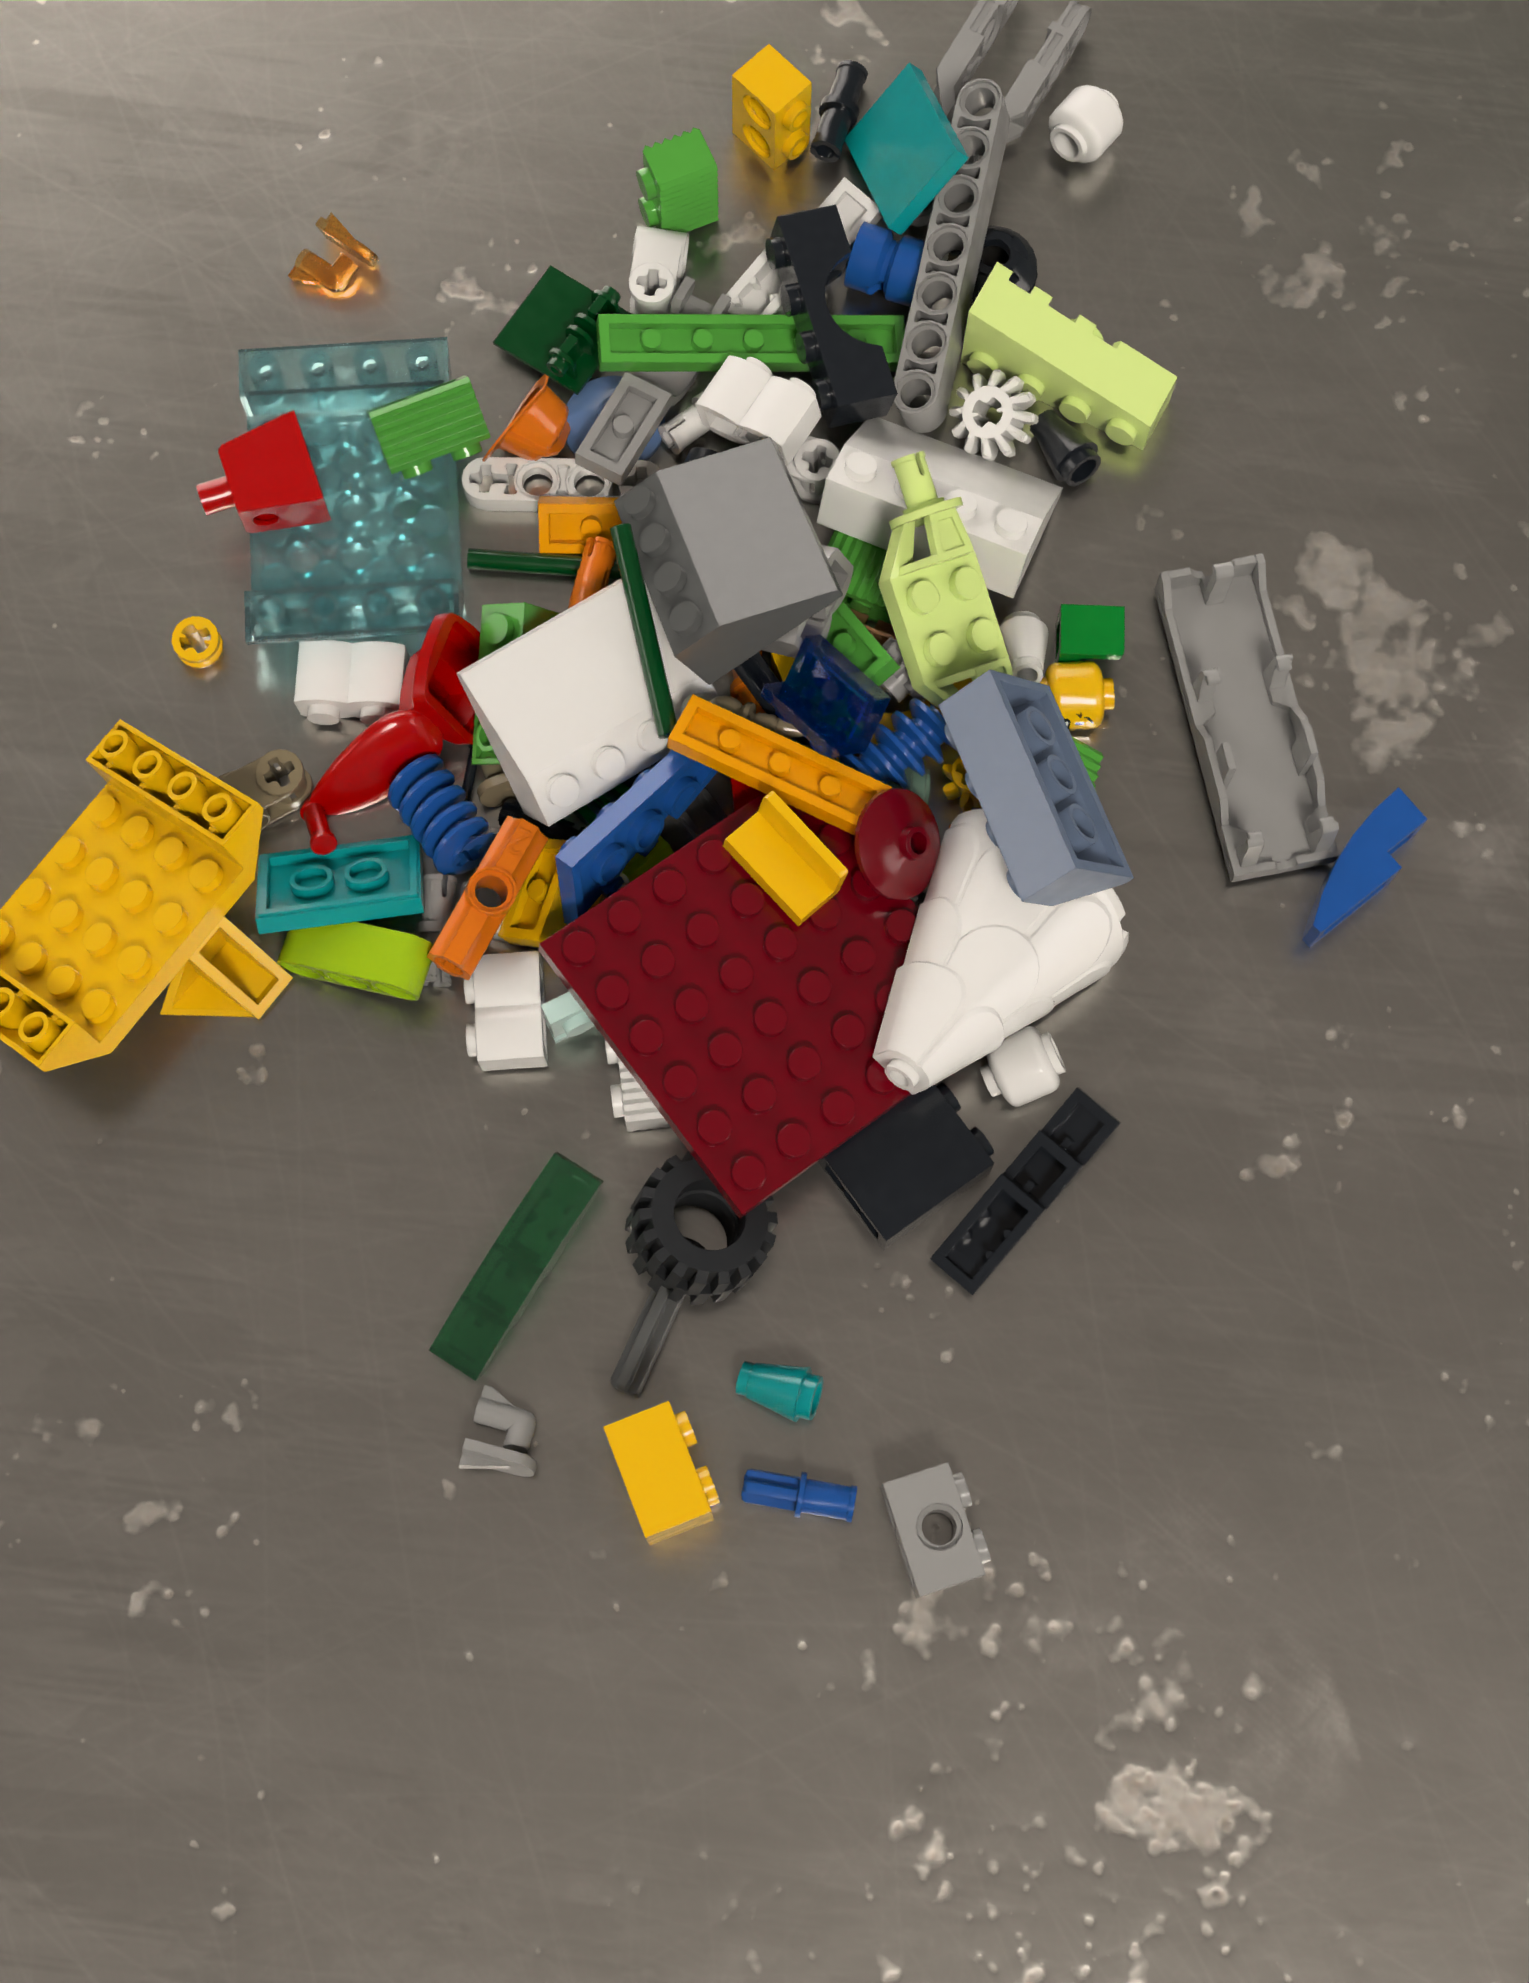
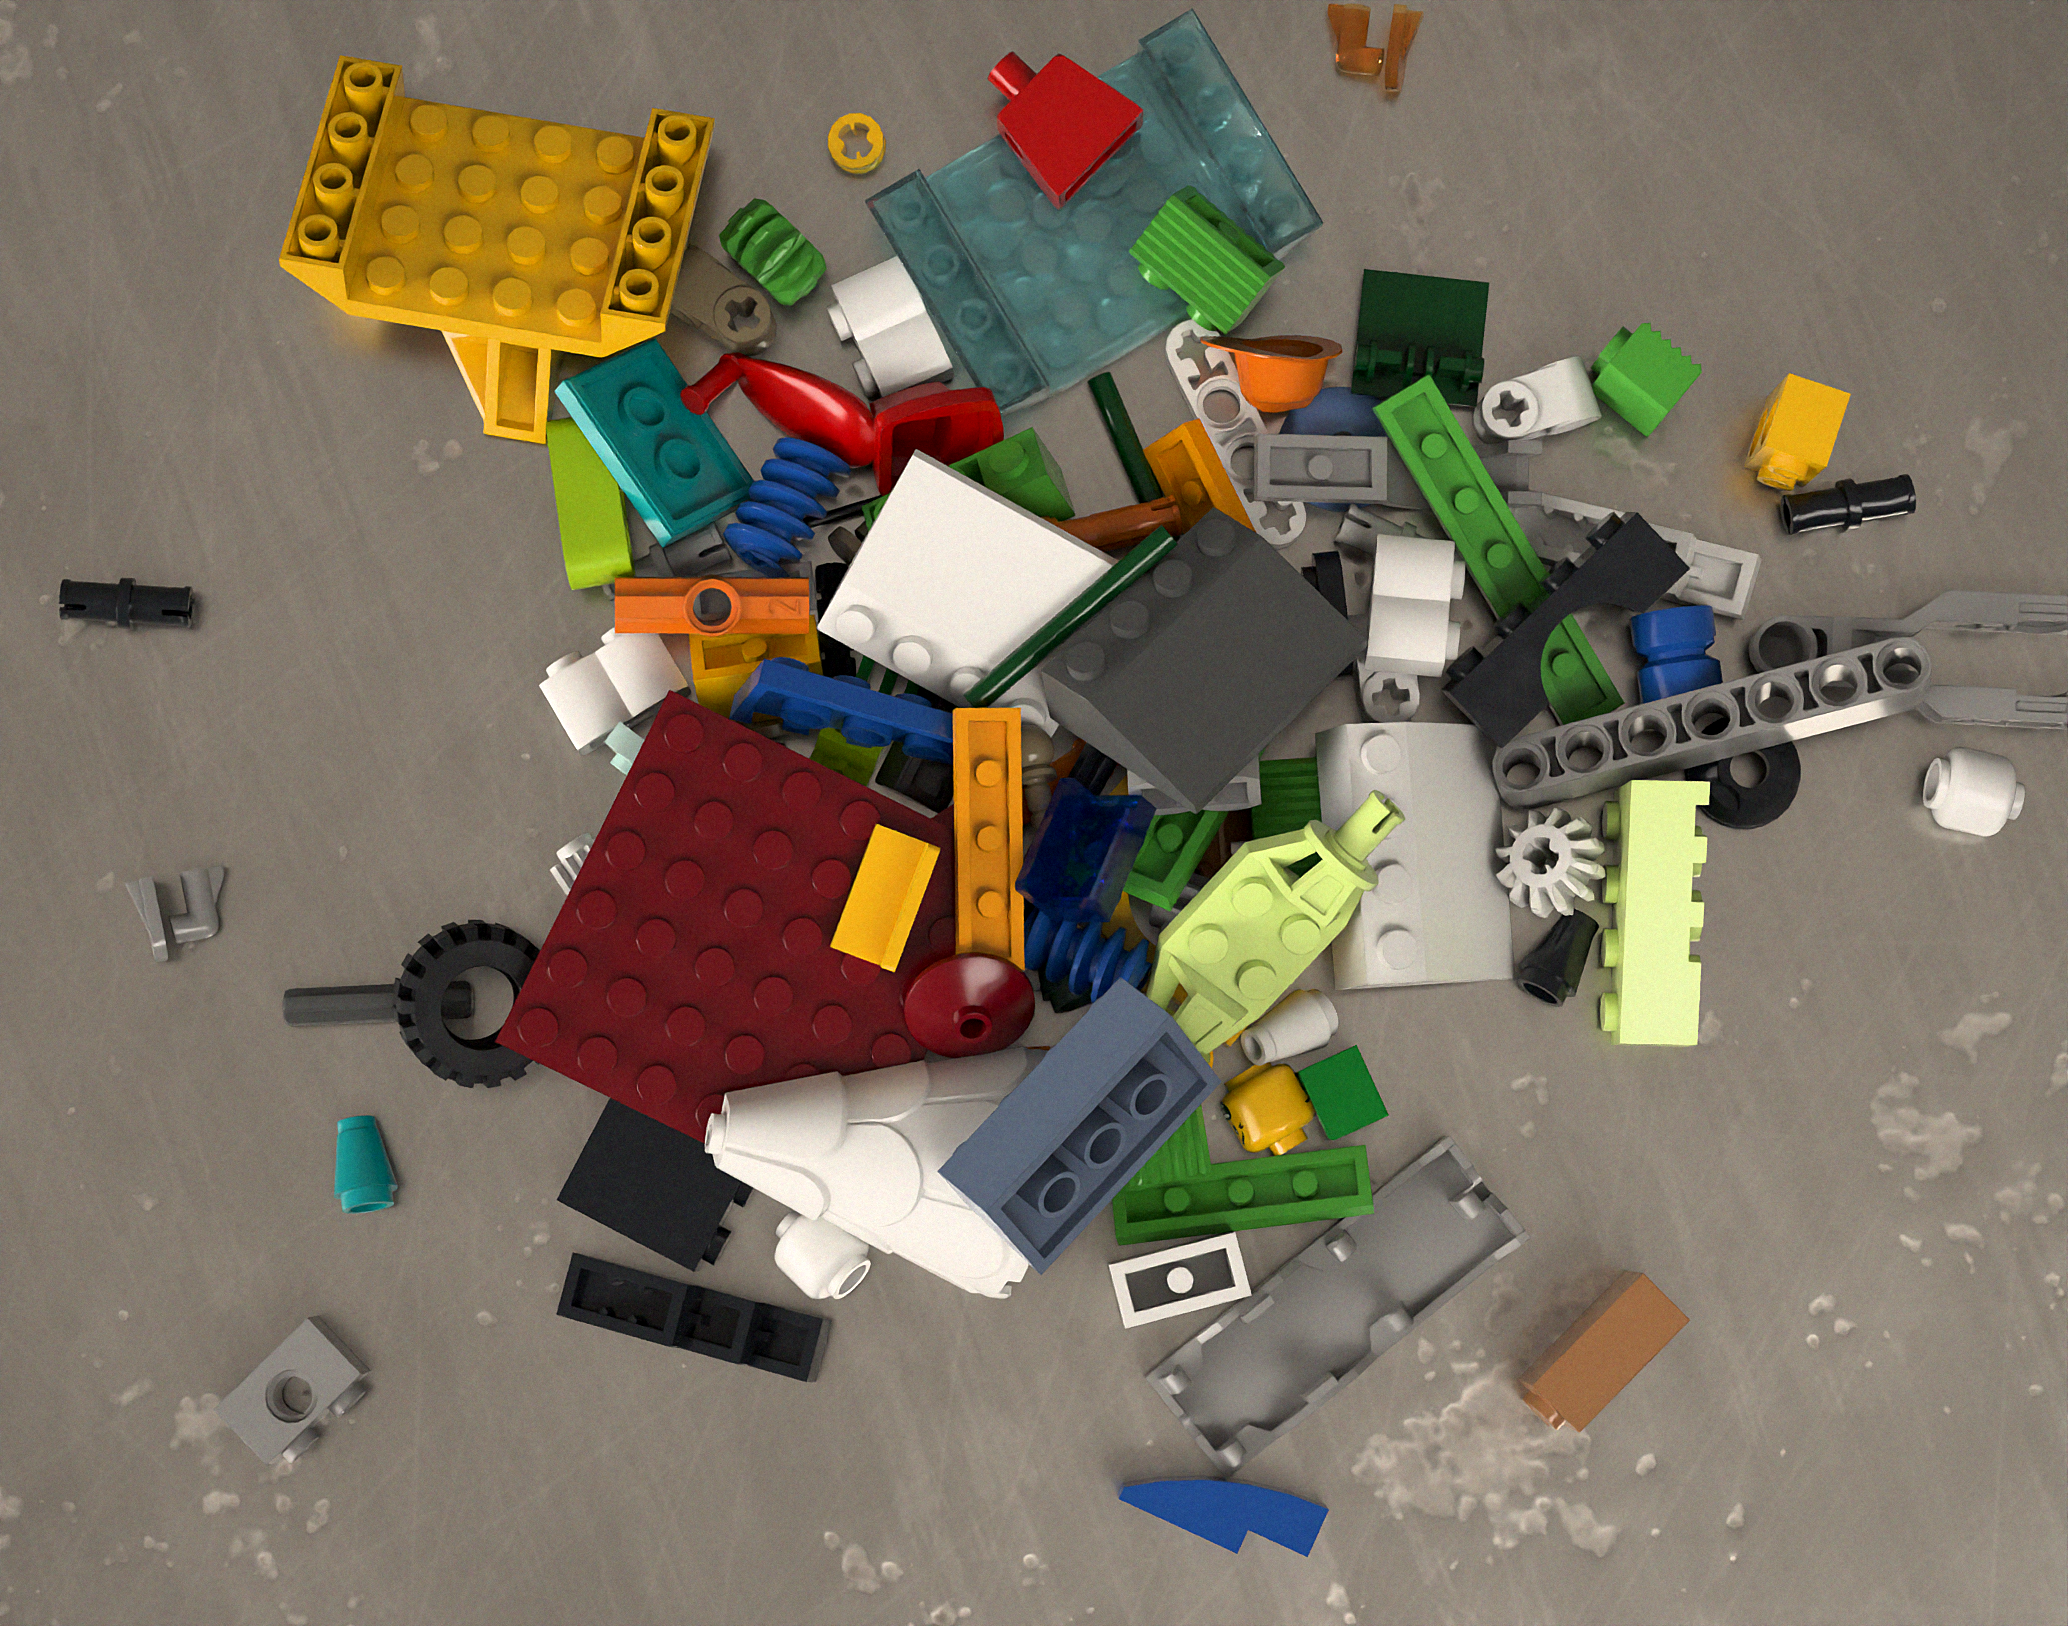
camera: 65 degrees right, 10 degrees up
(236, 1356) = (126, 603): none -> black pin
(243, 729) = (772, 251): none -> bright green gear
(516, 1265) = (354, 835): clear green slope -> none
(660, 1472) = (199, 1092): yellow brick -> none
(799, 1494) = (266, 1238): blue axle -> none
(905, 149) = (1815, 607): teal tile -> none
(1137, 729) = (1247, 1196): none -> bright green plate
(1173, 813) = (1179, 1279): none -> white brick
(1370, 543) = (1601, 1352): none -> medium nougat brick

